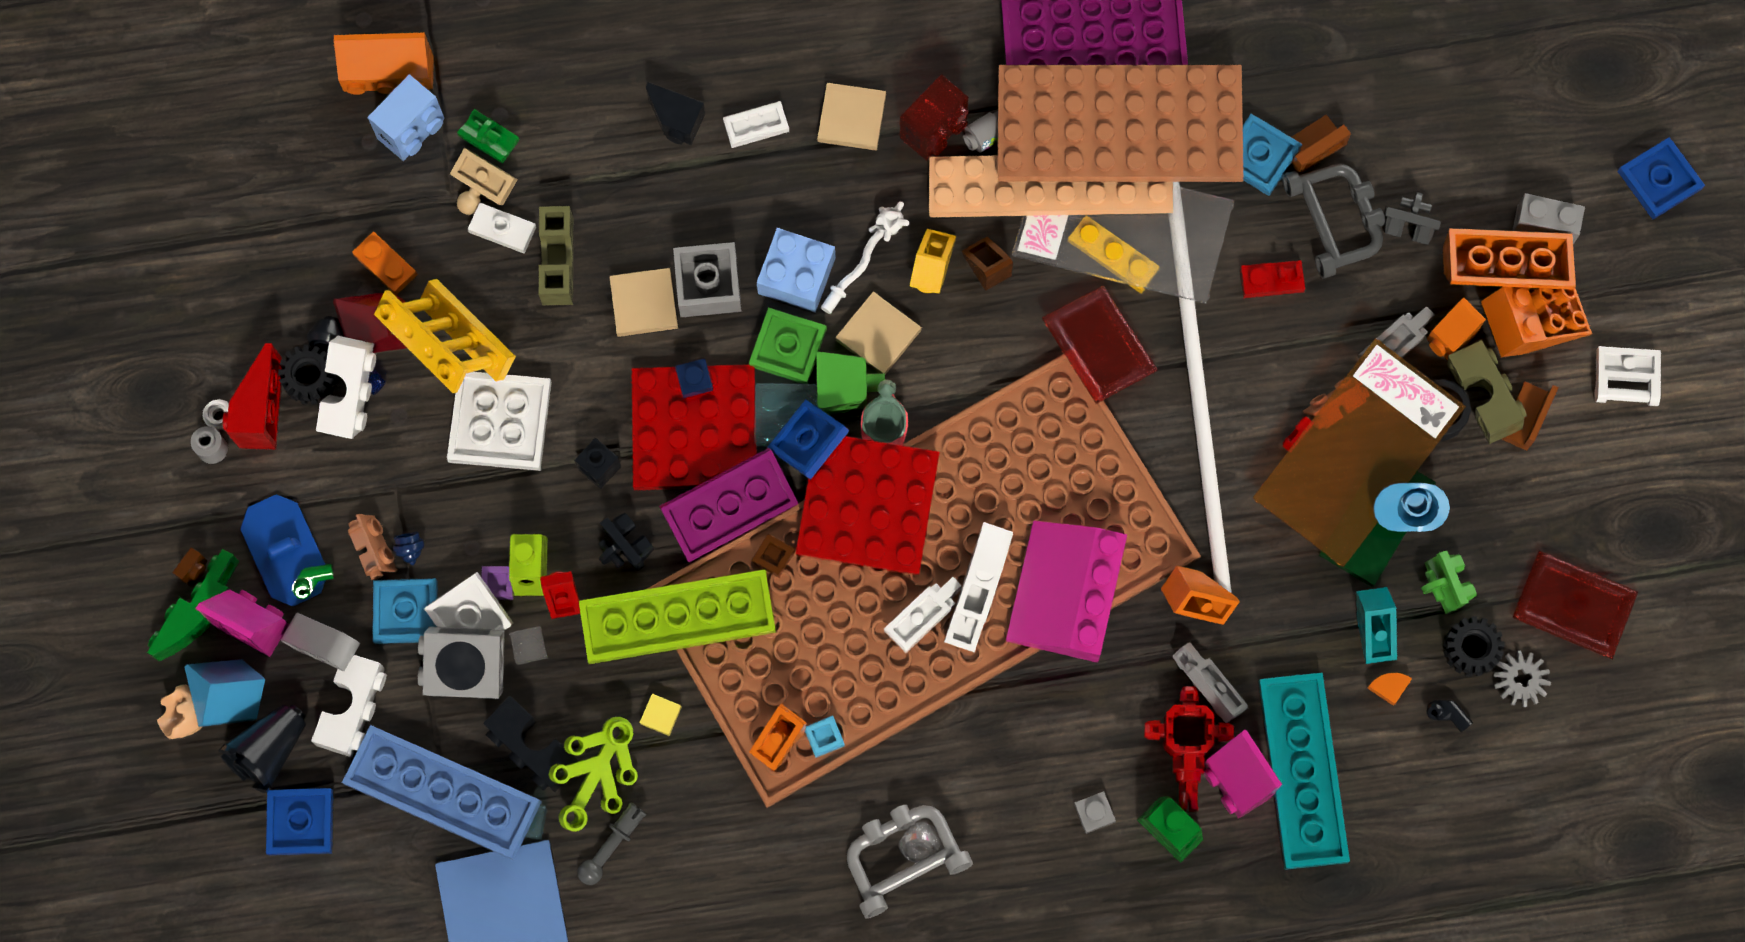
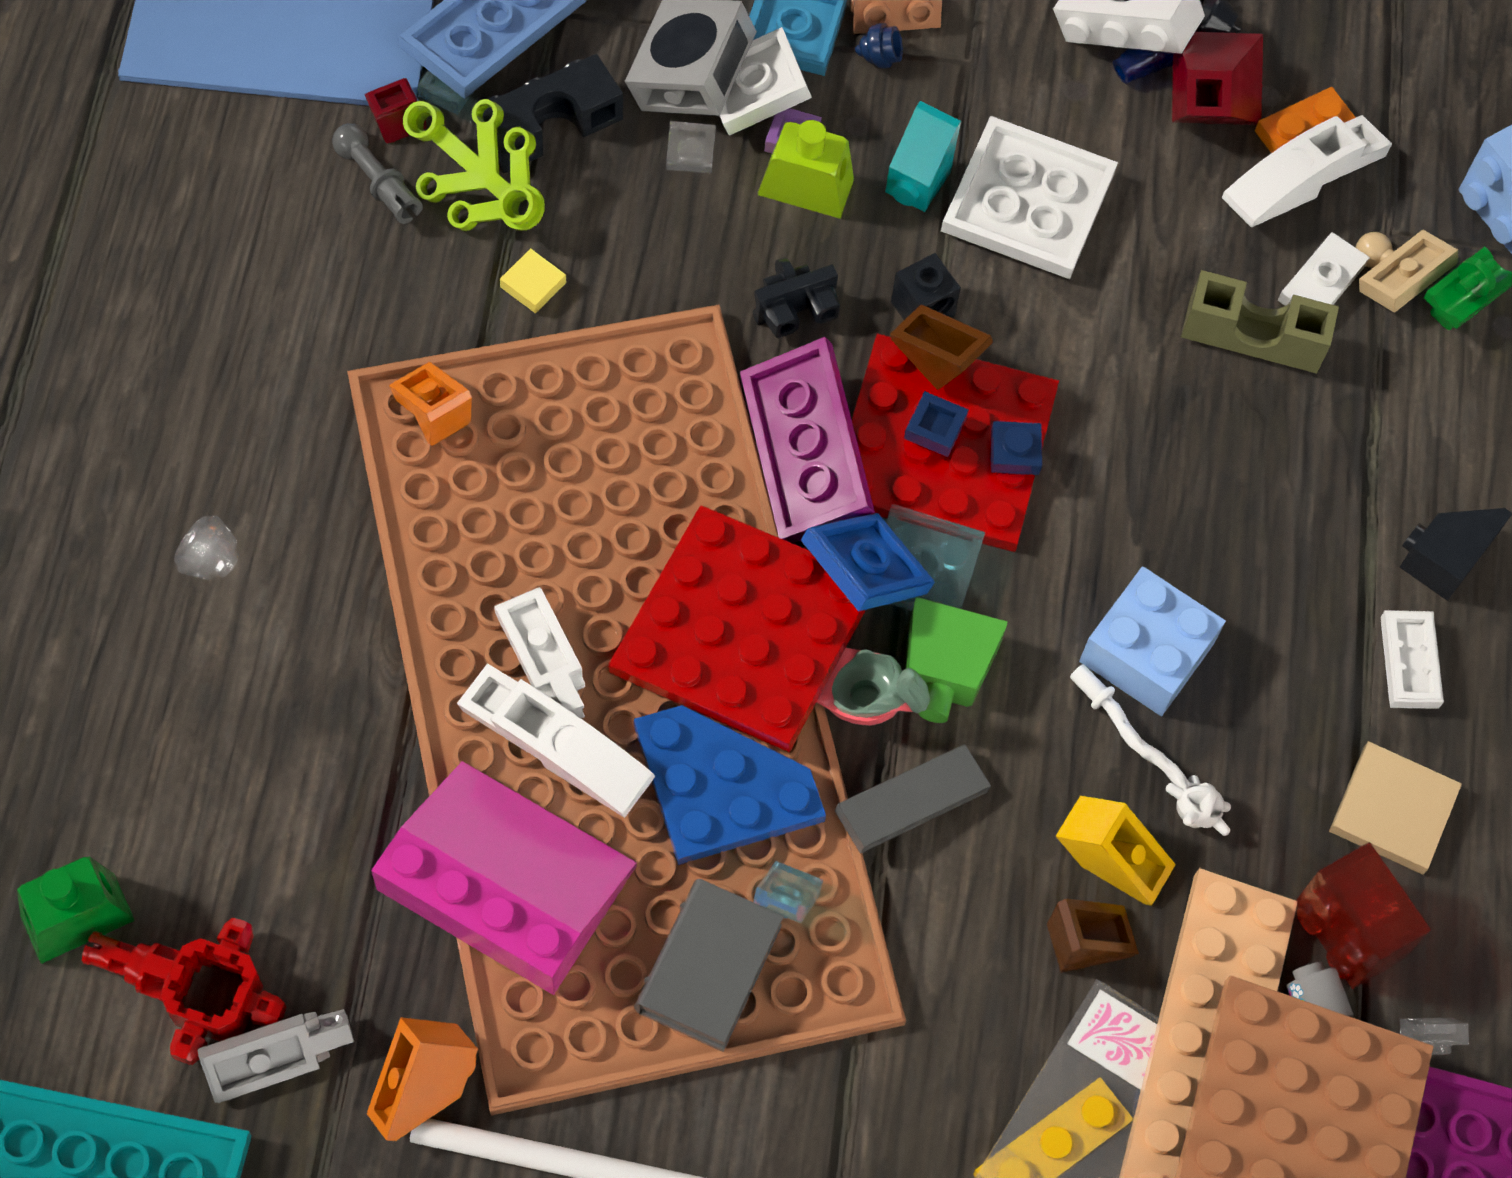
camera: 100 degrees right, 10 degrees down
(427, 252) = (1302, 166): none -> white slope
(458, 322) = (1193, 170): yellow fence -> none
(500, 490) = (923, 157): none -> teal slope
(557, 849) = (389, 106): none -> dark red slope
(560, 594) = (746, 191): red plate -> none
(643, 302) = (1159, 428): tan tile -> none
(644, 436) = (939, 344): none -> reddish brown slope
(677, 616) = (660, 329): lime plate -> none
(695, 428) = (936, 424): none -> dark blue plate
(707, 279) = (1168, 509): light grey brick -> none
(773, 555) = (707, 474): reddish brown plate -> none
(787, 346) = (1036, 596): bright green plate -> none
(824, 736) = (414, 468): medium azure tile -> none
(876, 832) = (252, 534): light grey bar -> none
(878, 333) = (1017, 736): tan tile -> none
(939, 380) = (912, 798): none -> dark grey tile
(970, 488) = (722, 786): none -> blue plate
(983, 69) = (1436, 1032): none -> clear plate
(1025, 428) = (788, 891): none -> clear light blue plate
(1080, 459) = (709, 964): none -> dark grey piece
(1094, 812) = (150, 813): light grey plate -> none
(1099, 344) = (899, 1065): clear red piece -> none
(1241, 775) = (99, 1040): dark pink slope -> none

